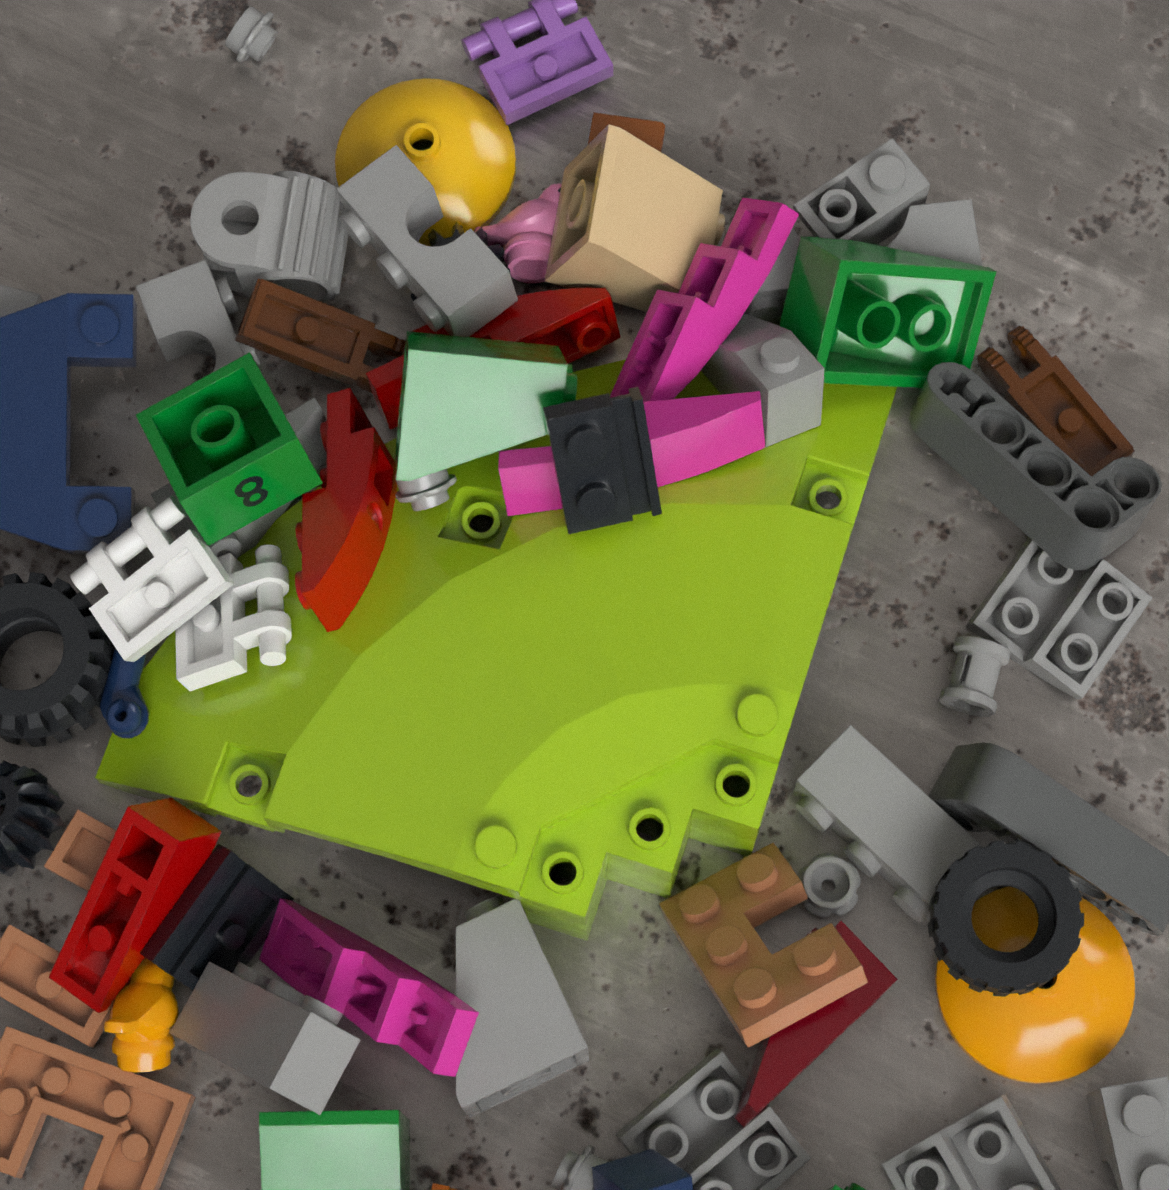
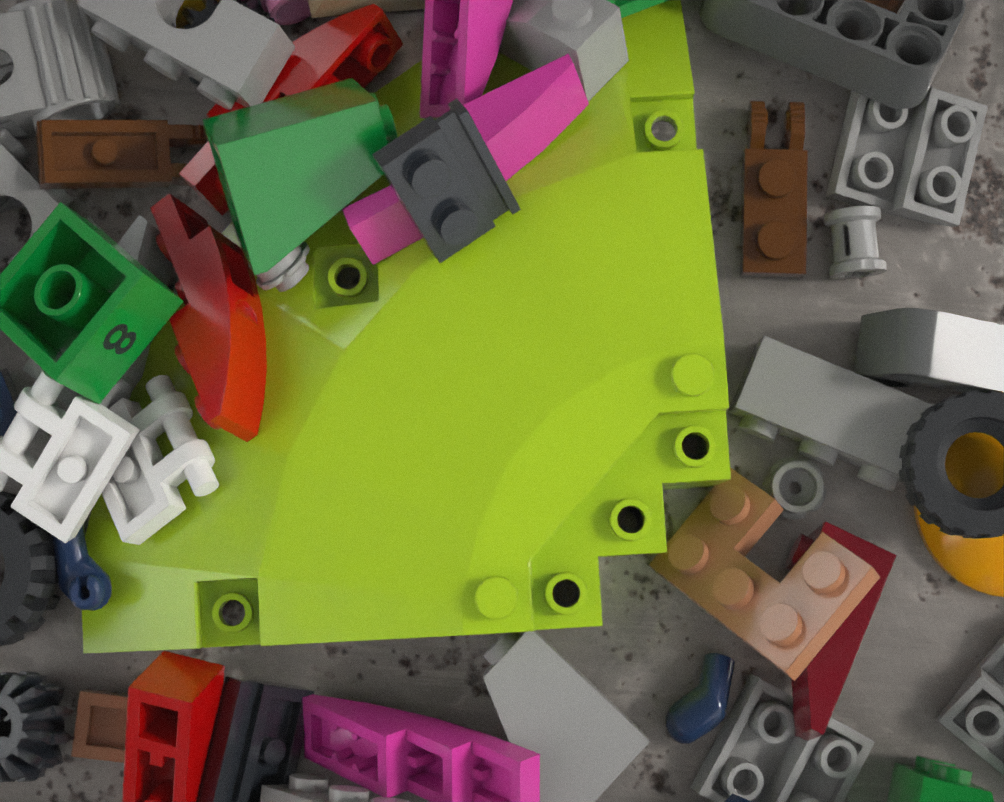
camera: 20 degrees left, 10 degrees up
(660, 1055) = (705, 704): none -> dark blue arm
(914, 609) = (774, 197): none -> reddish brown hinge

